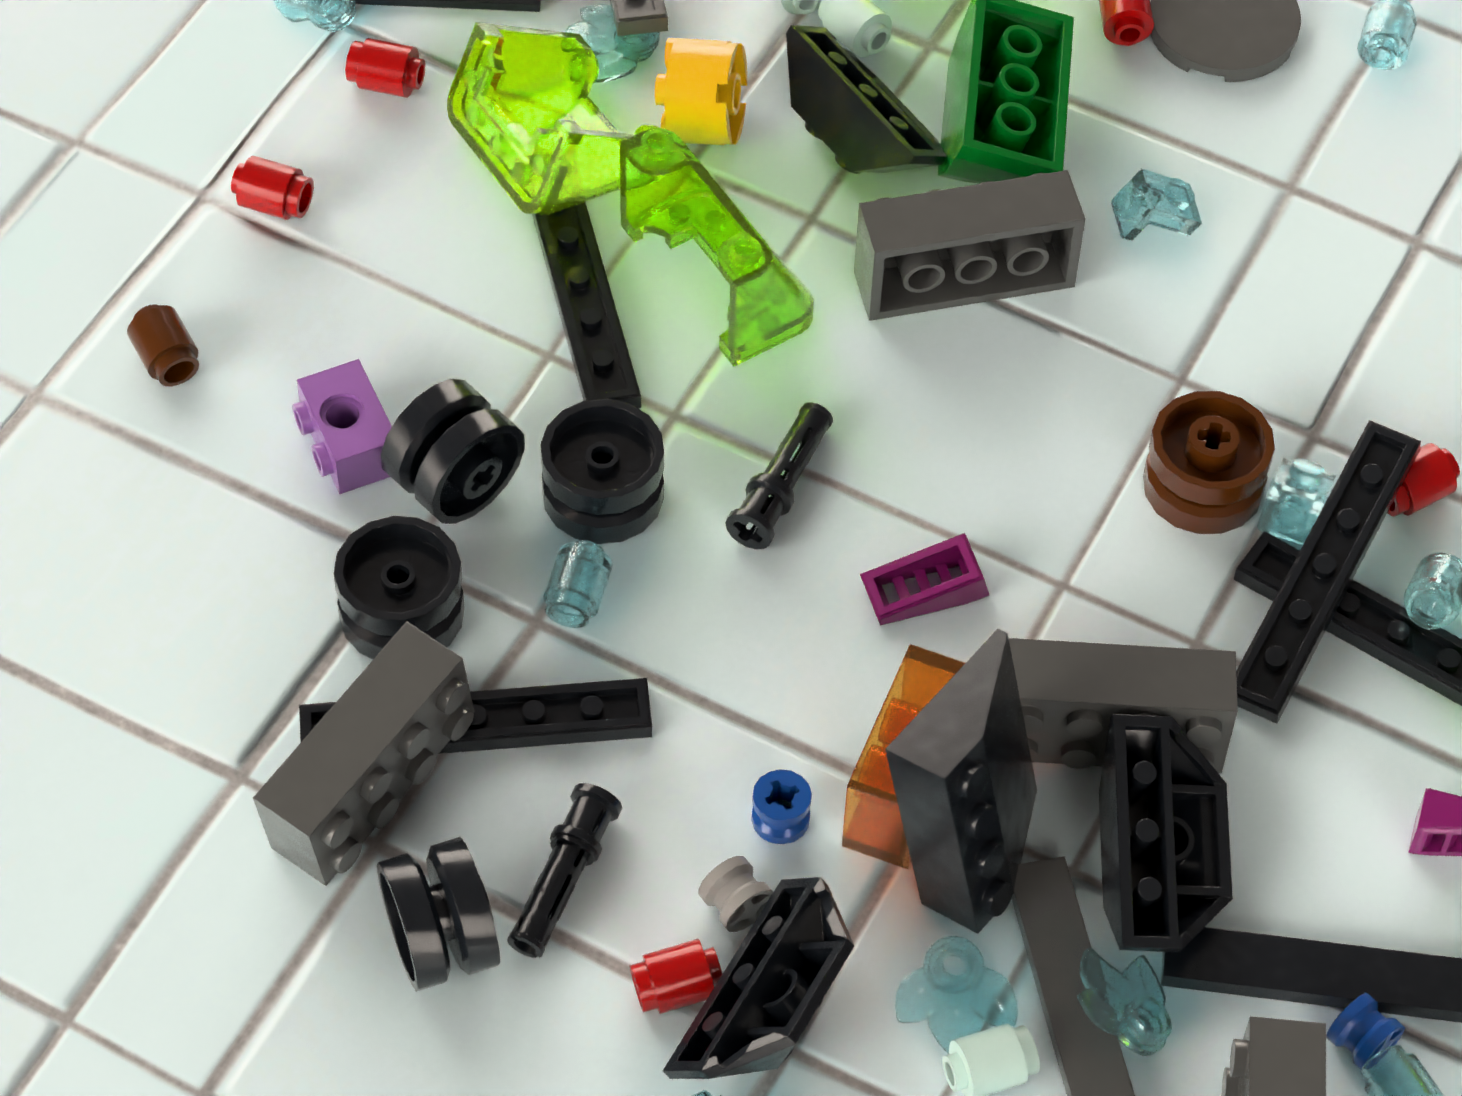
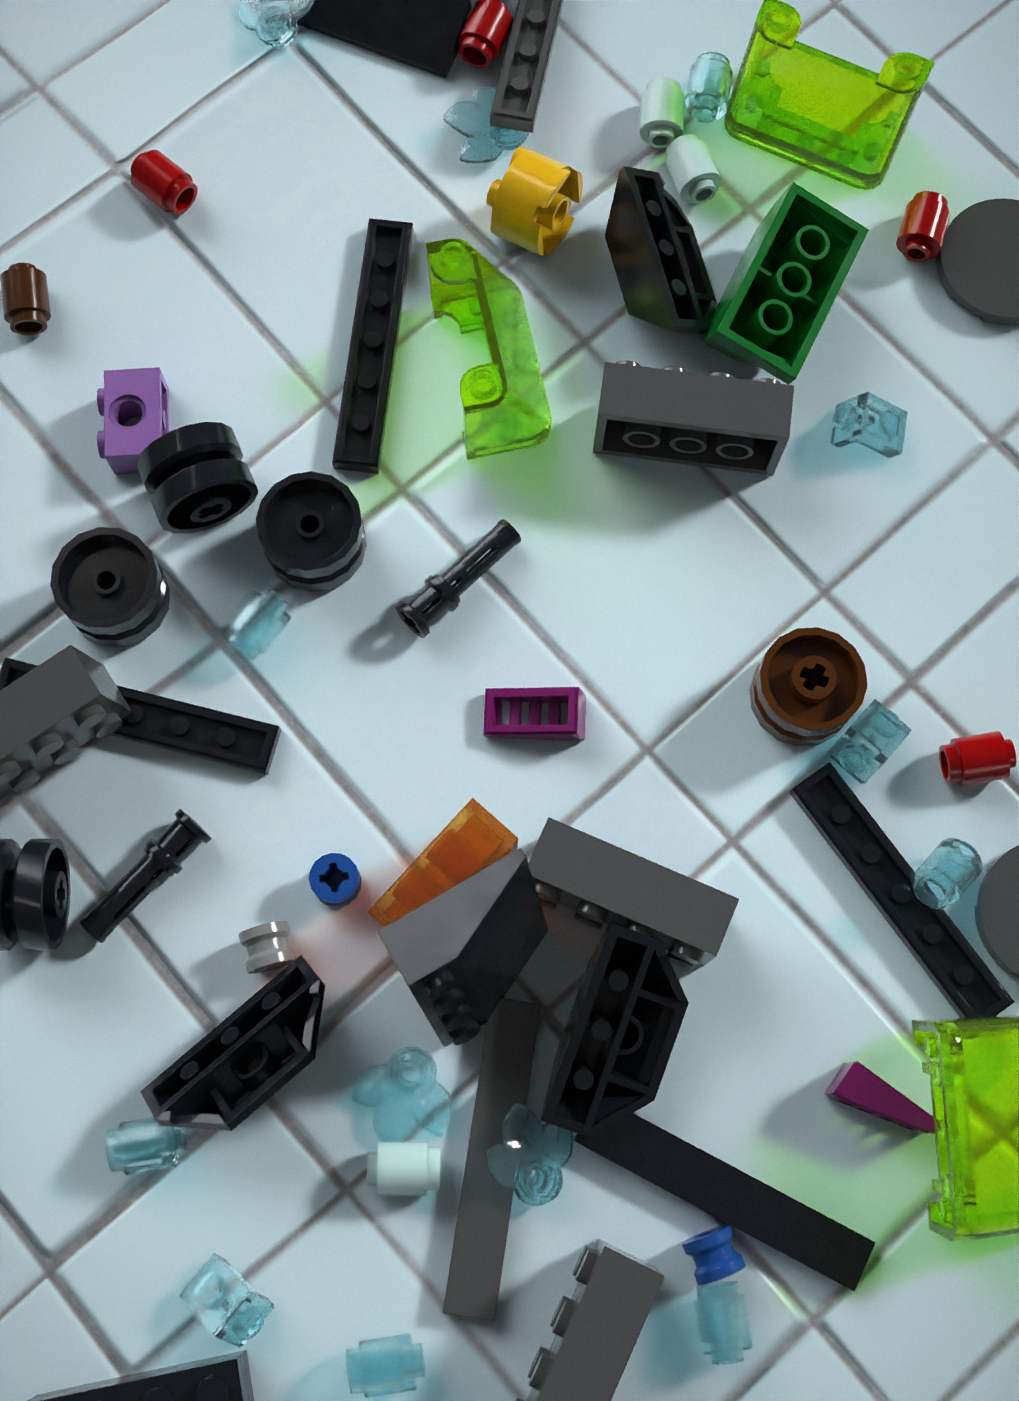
camera: 20 degrees right, 20 degrees up
(385, 67) = (295, 96): red brick -> none
(530, 116) = (394, 185): clear neon green windscreen -> none
(675, 976) = (191, 1003): red brick -> none
(1323, 570) = (861, 820): black tile -> none

